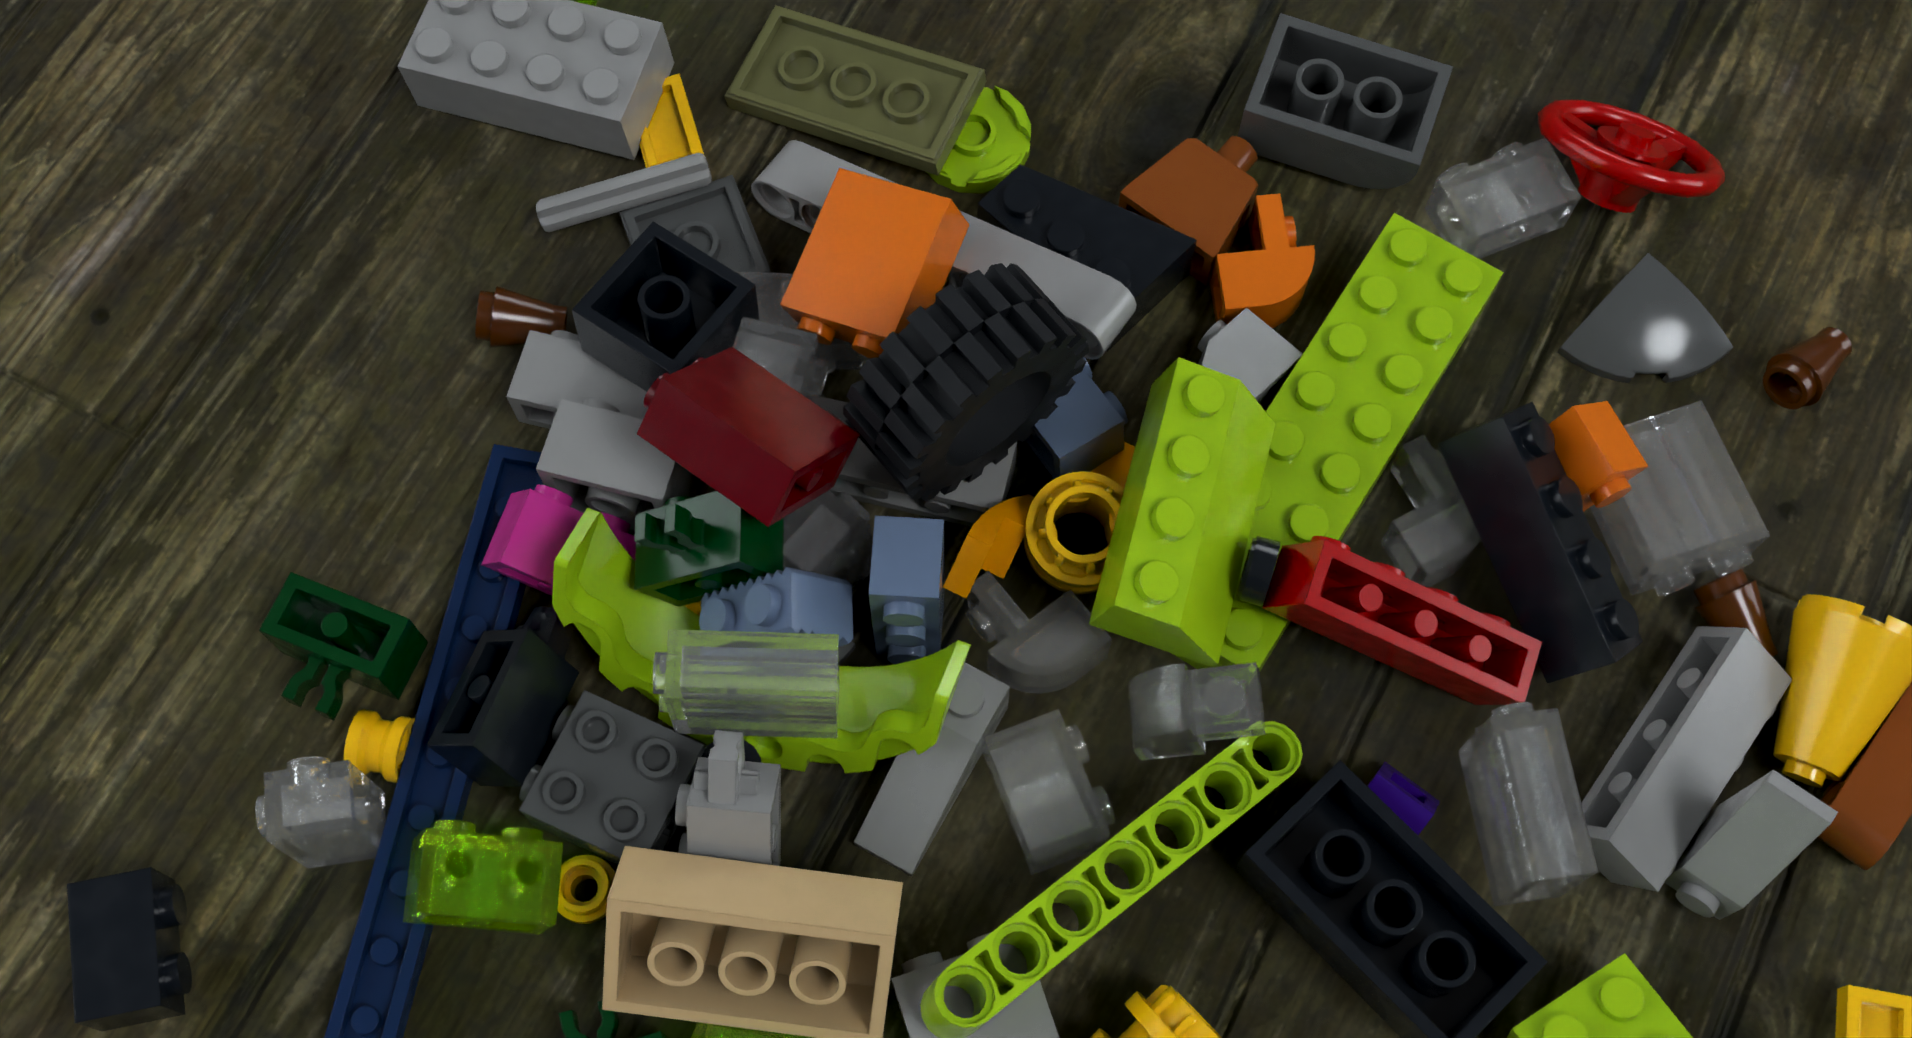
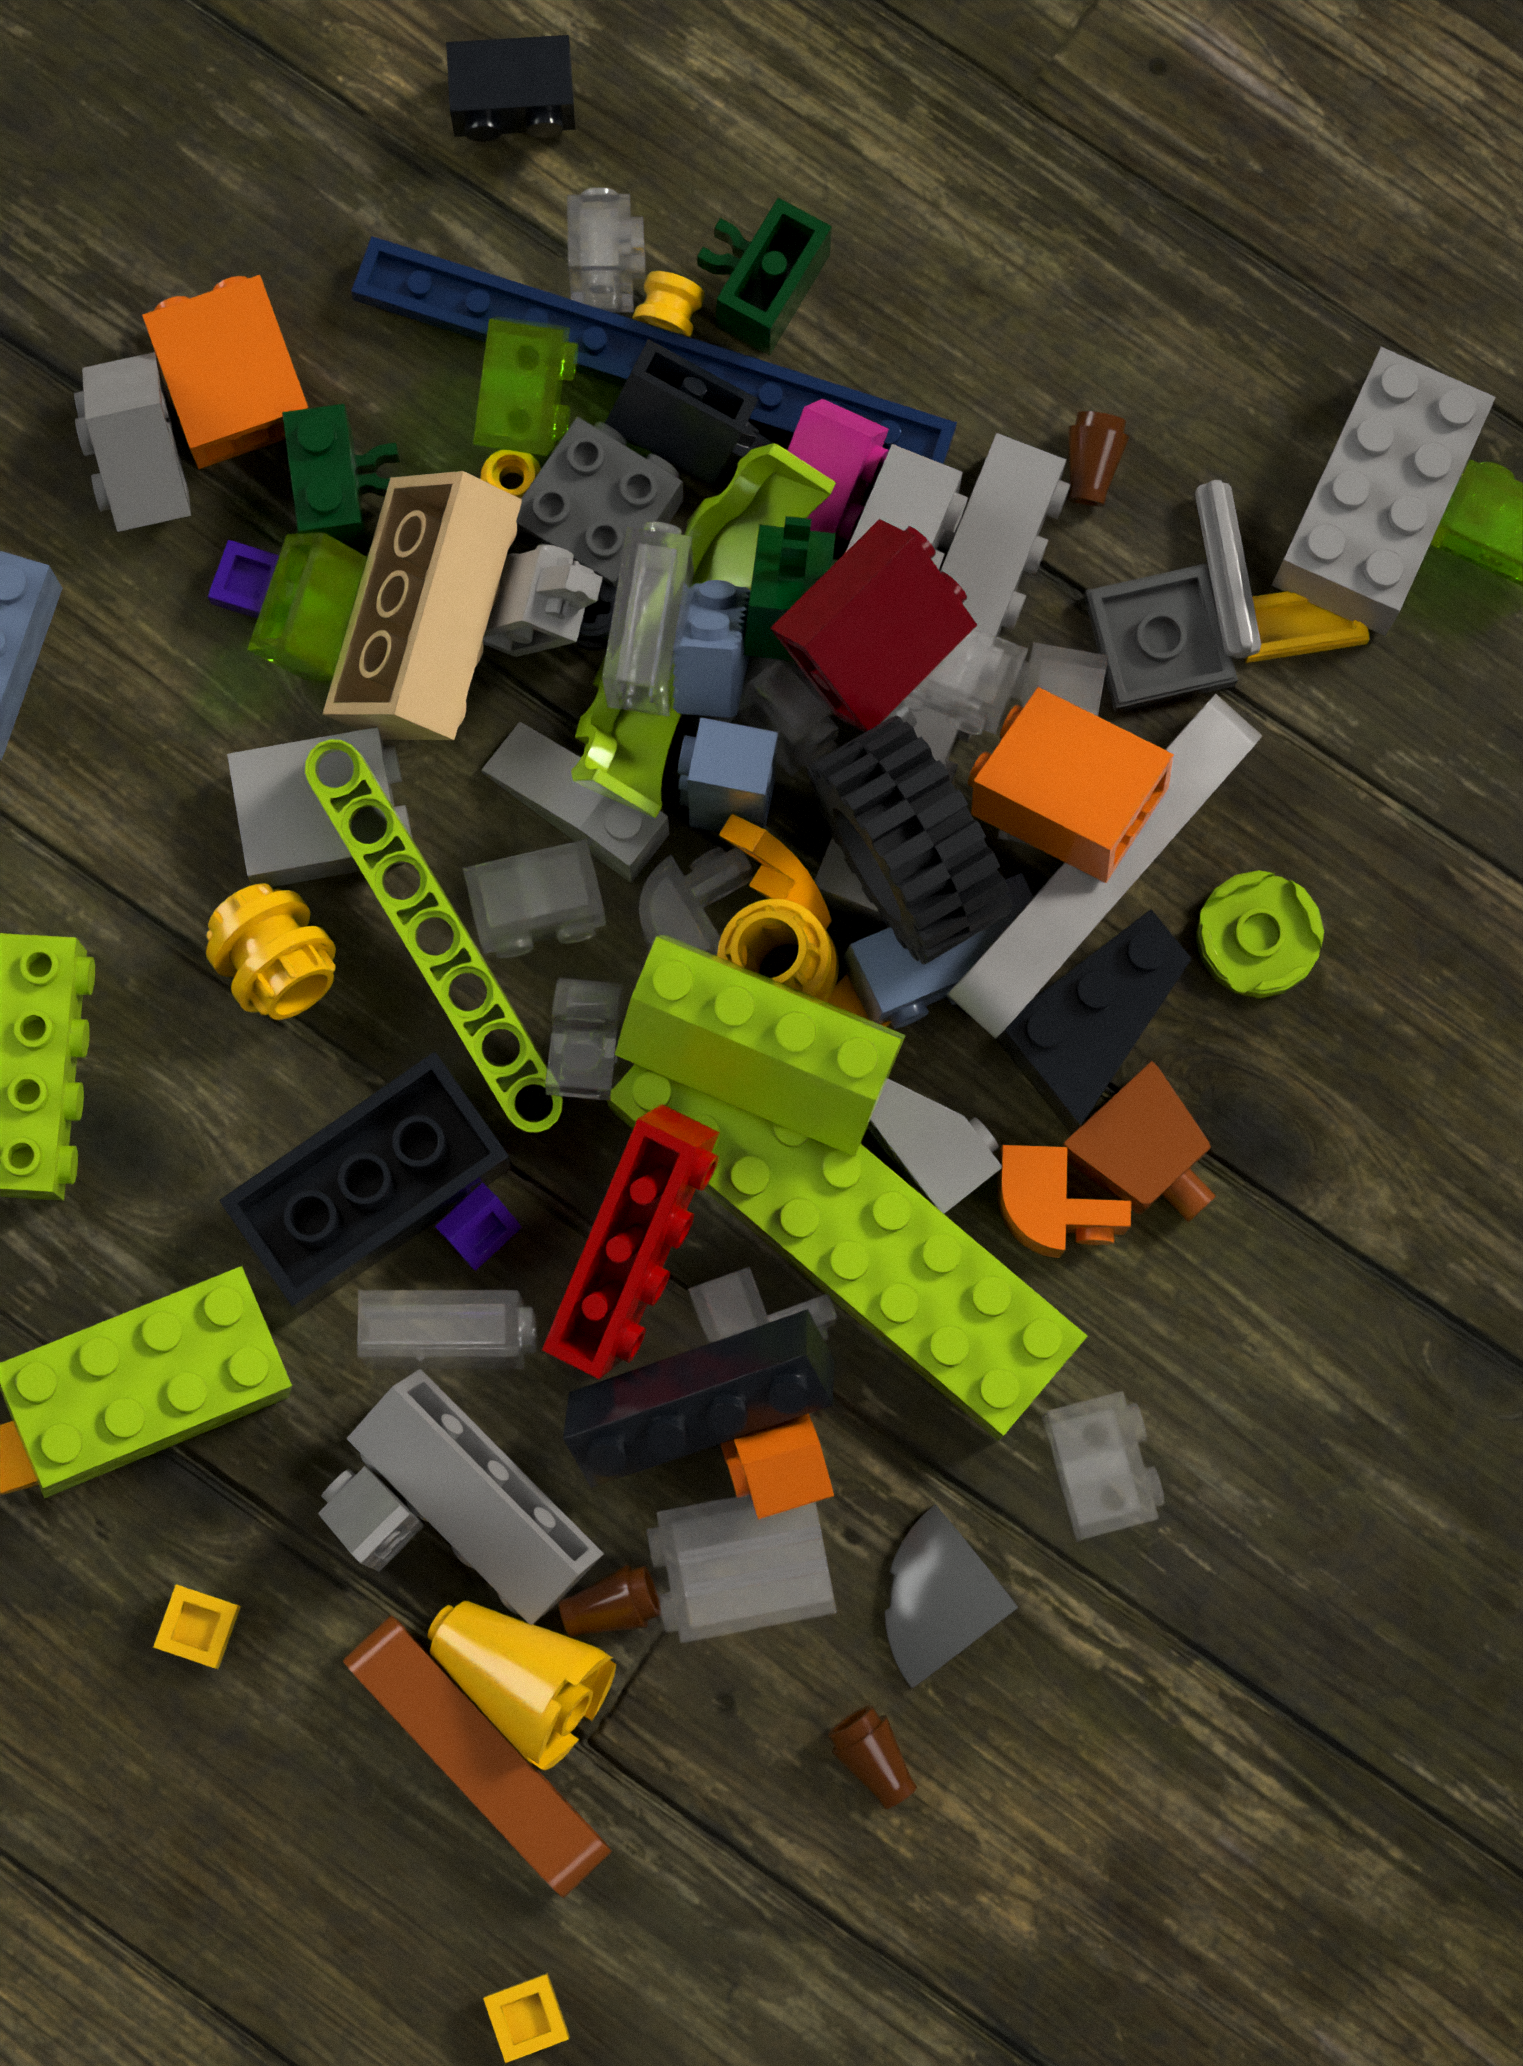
camera: 95 degrees right, 10 degrees up
(662, 308) = (1044, 579): black brick -> none
(856, 89) = (1324, 816): olive tile -> none
(1258, 570) = (696, 1103): black tile -> none
(1343, 105) = (1235, 1314): dark grey brick -> none
(1626, 154) = (1137, 1608): red piece -> none

